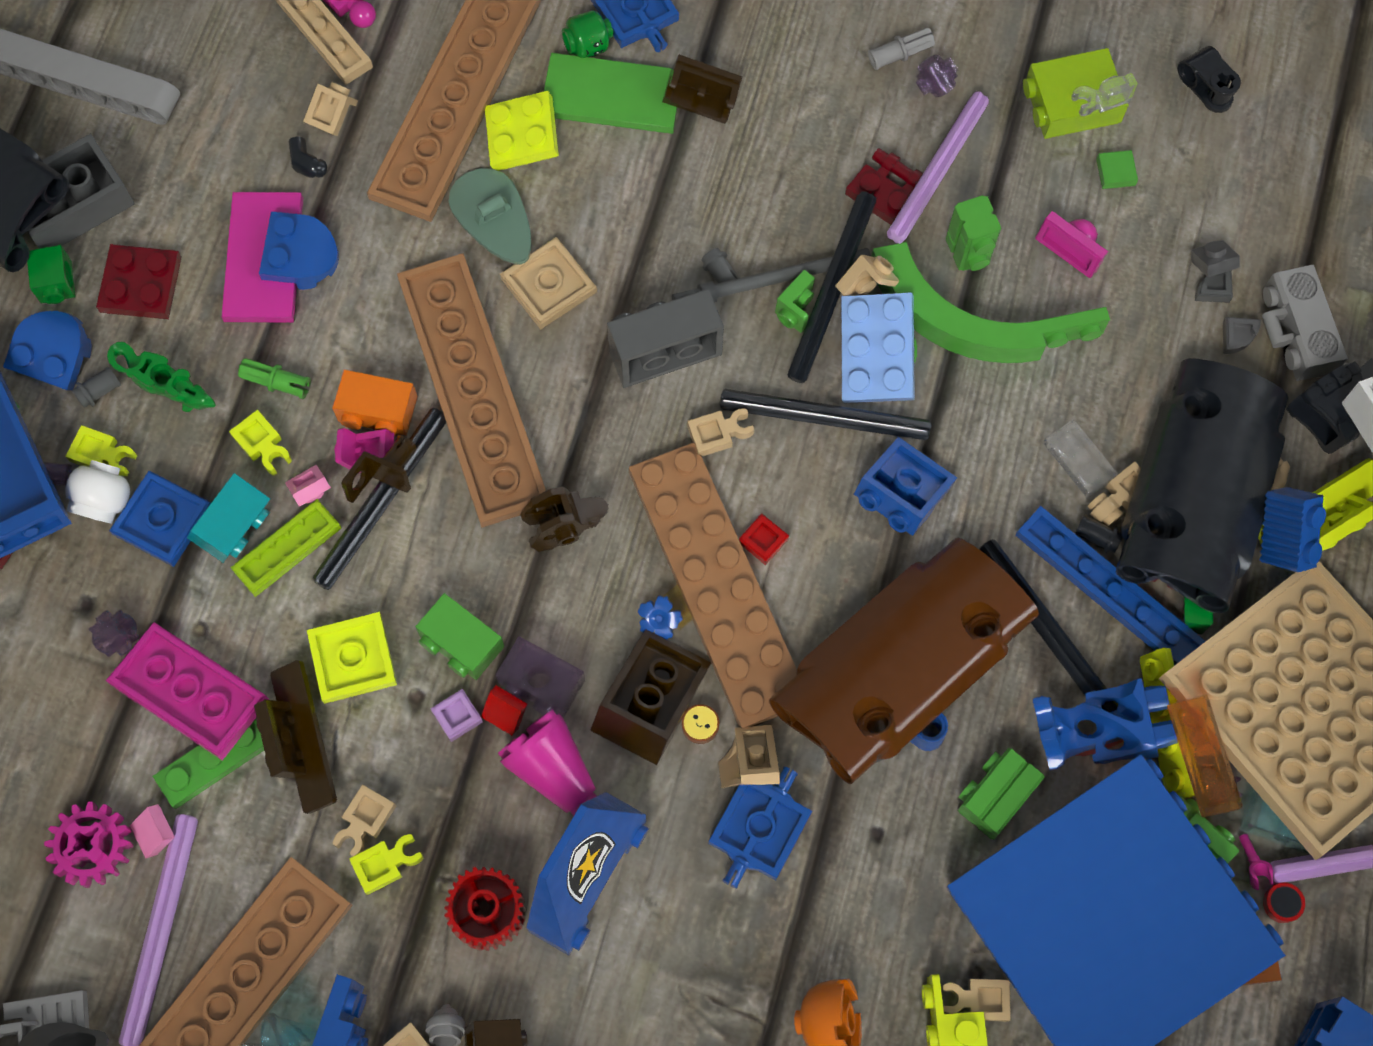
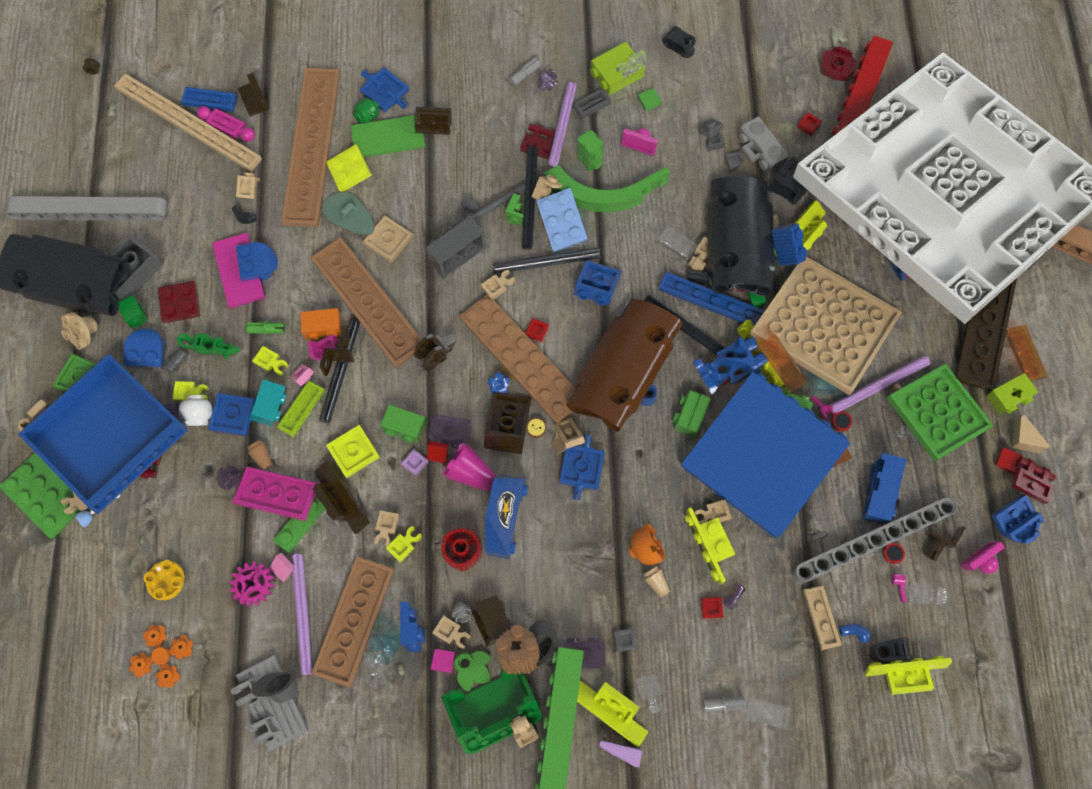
camera: 15 degrees left, 0 degrees up
(185, 609) = (260, 455): none -> medium nougat cone
(1007, 150) = (593, 106): none -> dark grey tile

